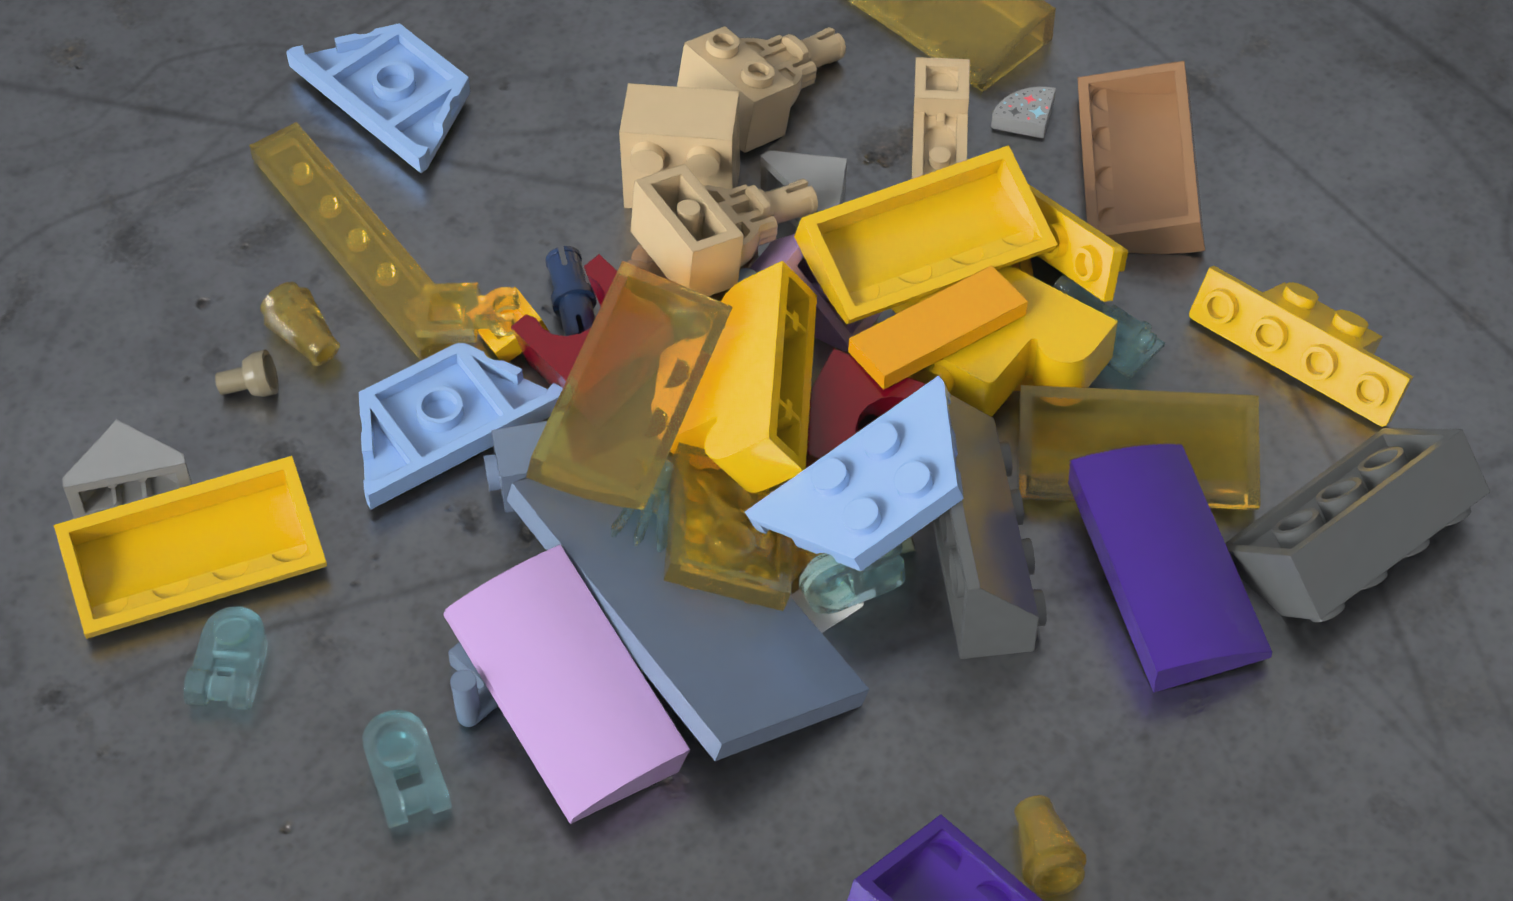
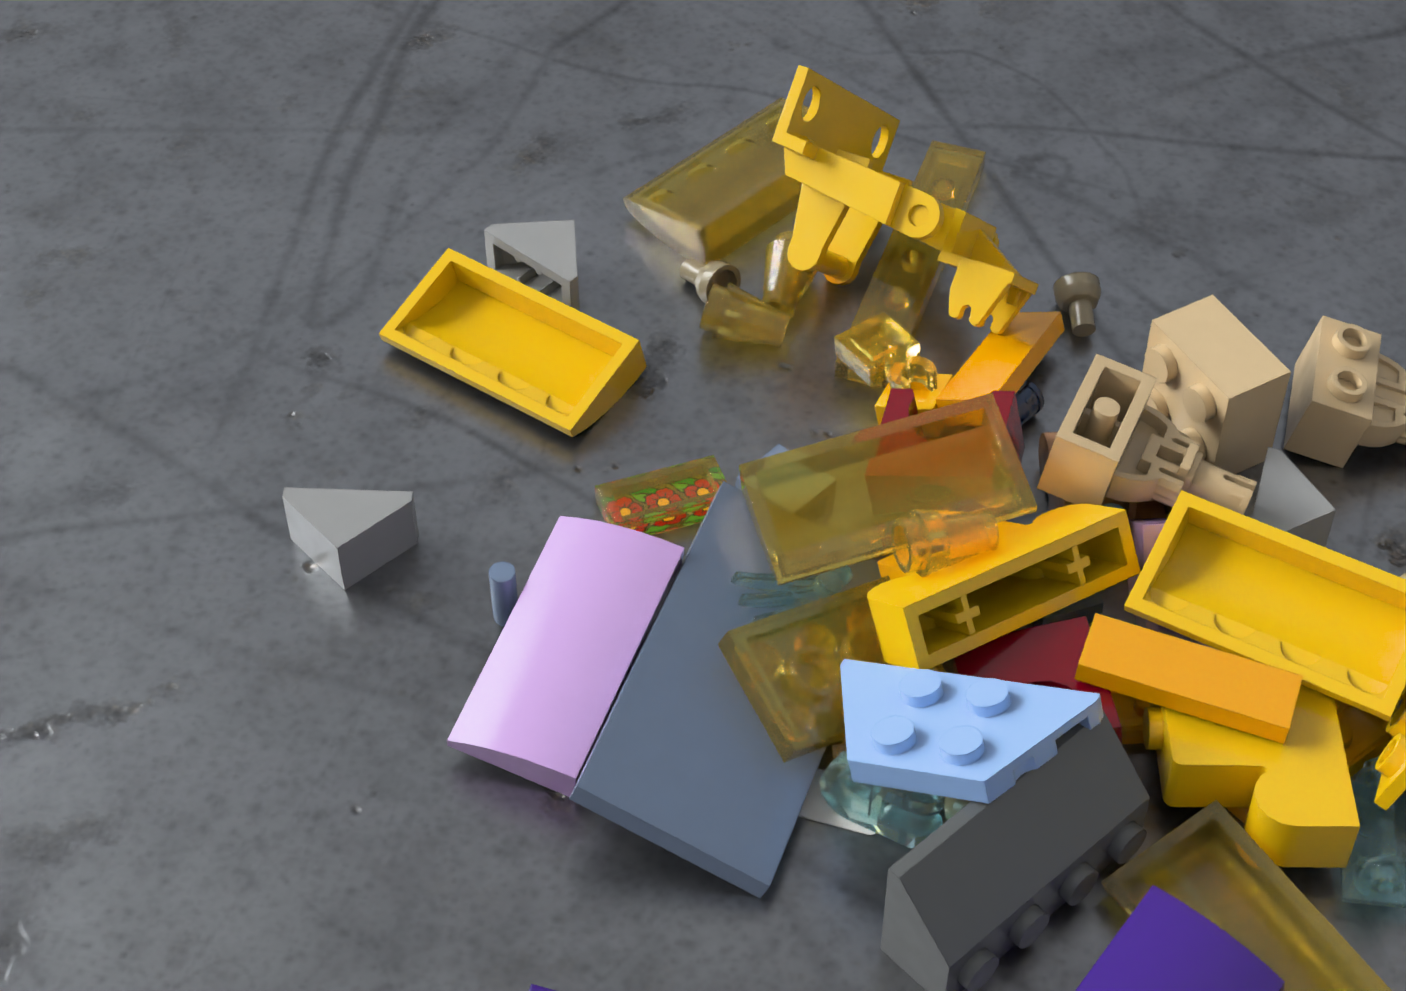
camera: 55 degrees right, 5 degrees down
(162, 287) = (721, 191): none -> clear yellow slope
(233, 643) = (449, 428): clear light blue plate -> none
(288, 776) = (351, 529): none -> light grey slope
(312, 209) = (851, 197): none -> yellow container
(314, 380) = (741, 317): none -> clear yellow cone
(389, 87) = (1084, 185): light blue wing -> none
(398, 747) = (427, 583): clear light blue plate -> none
(441, 416) = (765, 403): light blue wing -> none
(448, 544) = (662, 497): none -> clear yellow tile
(498, 167) = (1078, 296): none -> dark tan piece
(530, 253) = (1005, 359): none -> light orange tile
(715, 381) = (940, 538): none -> clear yellow cone

